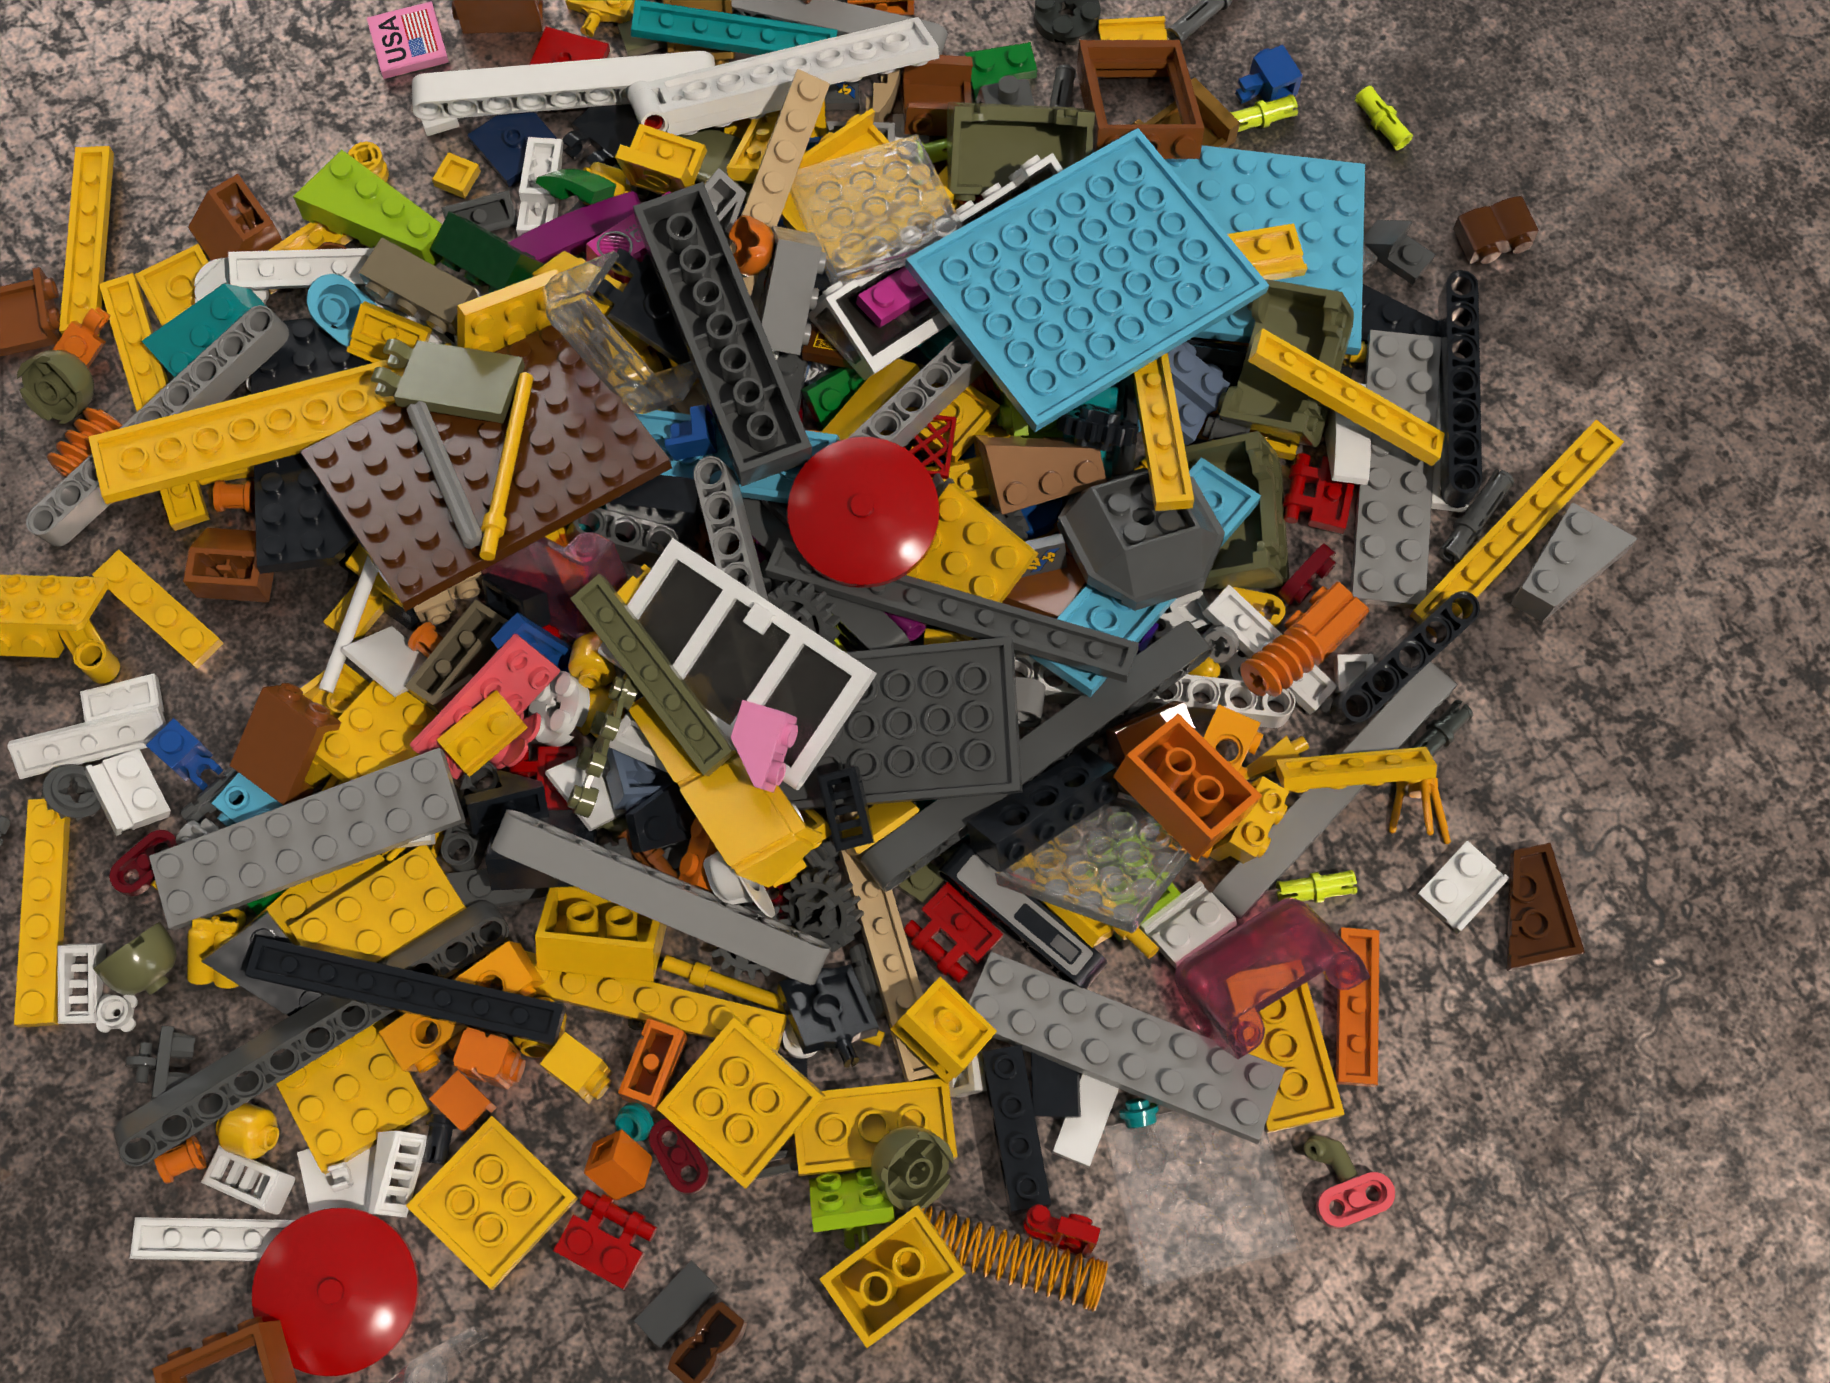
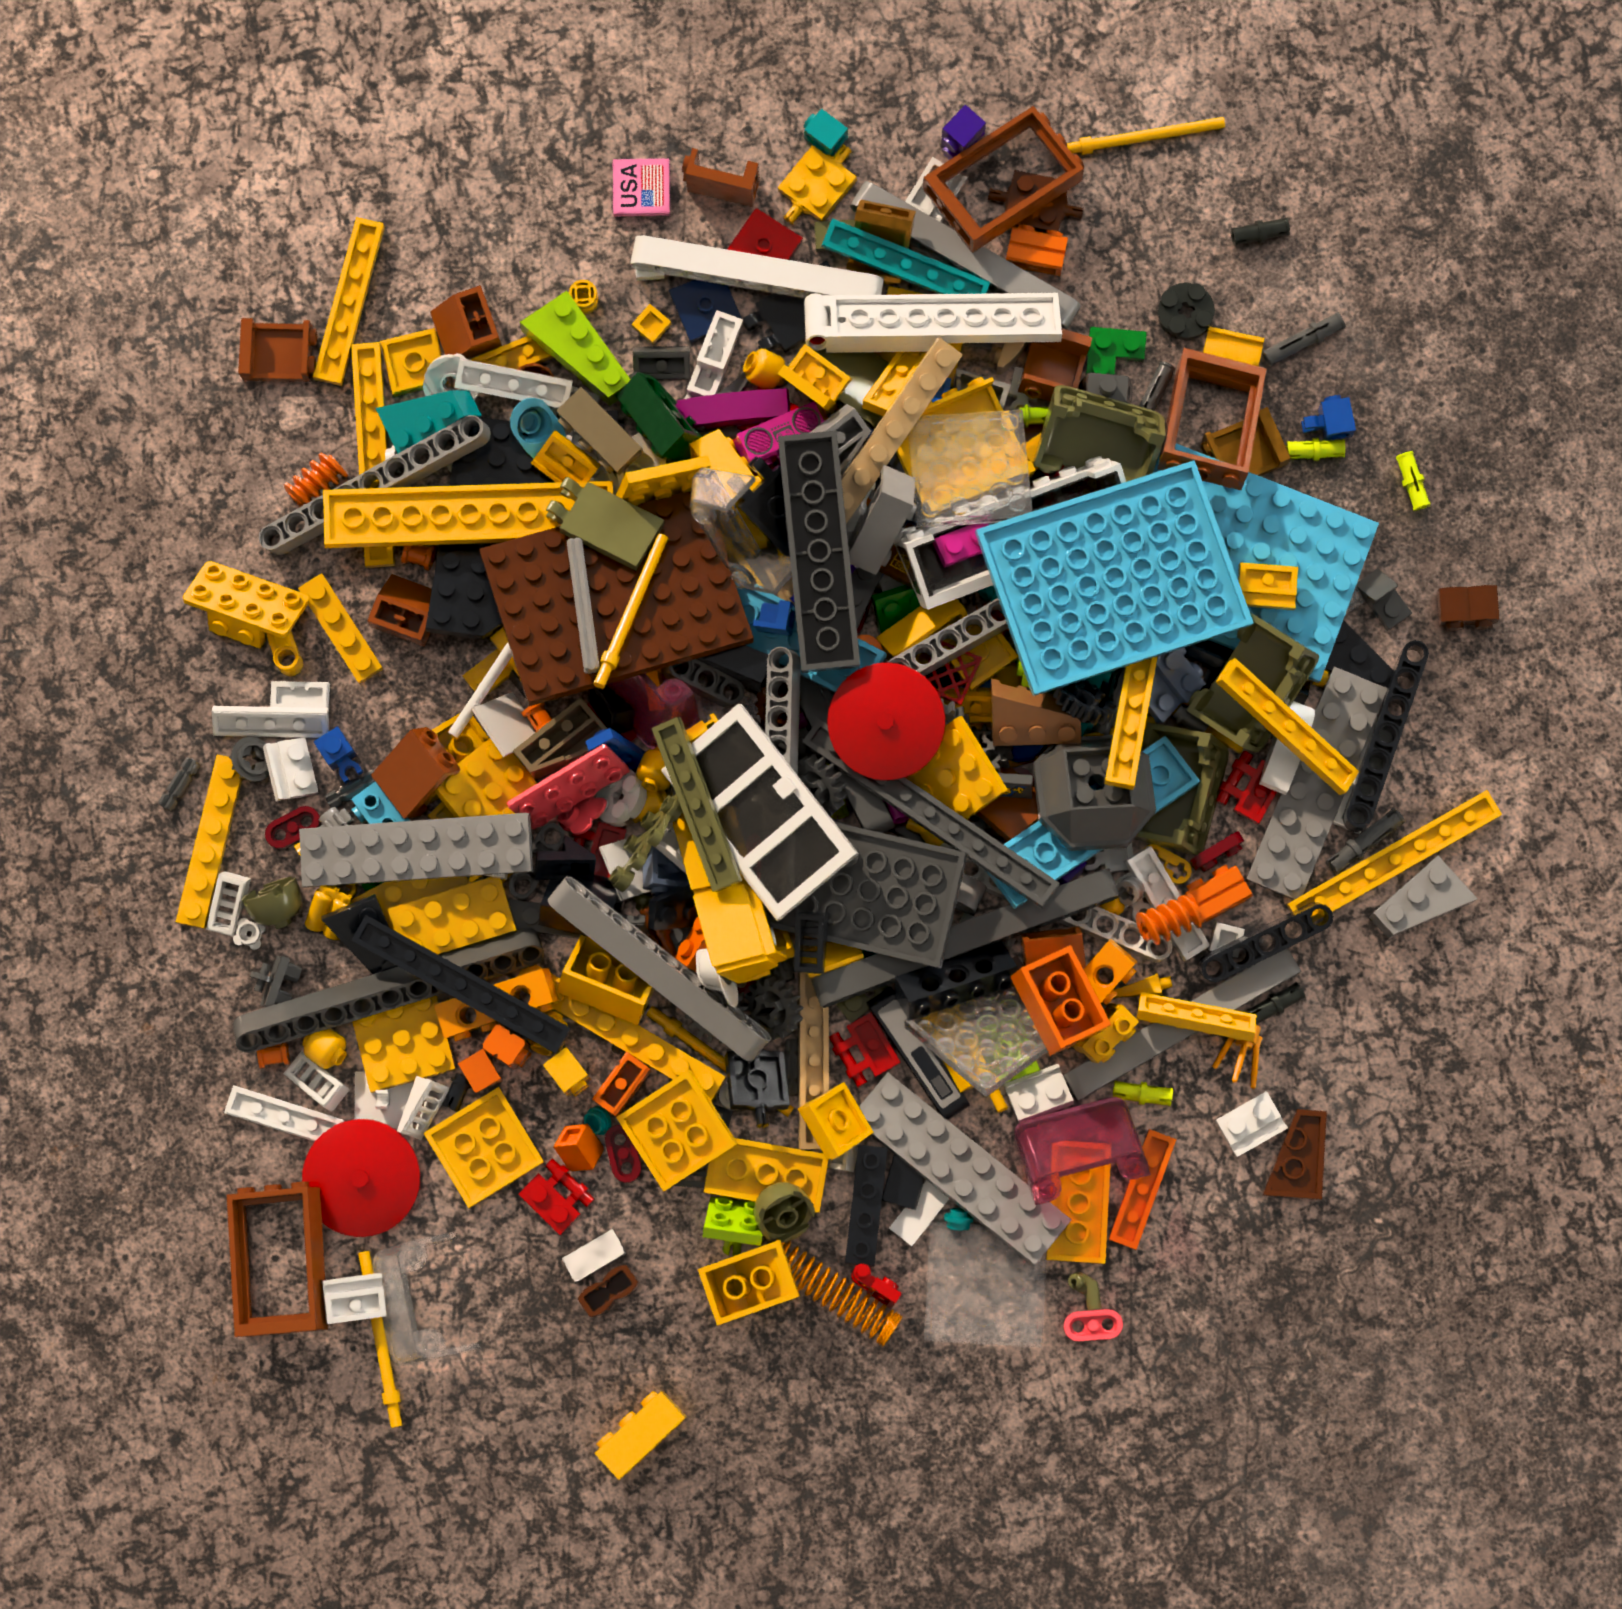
camera: 20 degrees right, 10 degrees up
(56, 385) = (303, 426): olive cylinder -> none
(83, 338) = (329, 391): orange plate -> none
(482, 733) = (561, 806): yellow plate -> none
(571, 182) = (744, 369): green slope -> none
(753, 244) = (862, 485): orange hair -> none
(762, 742) = (760, 882): bright pink slope -> none

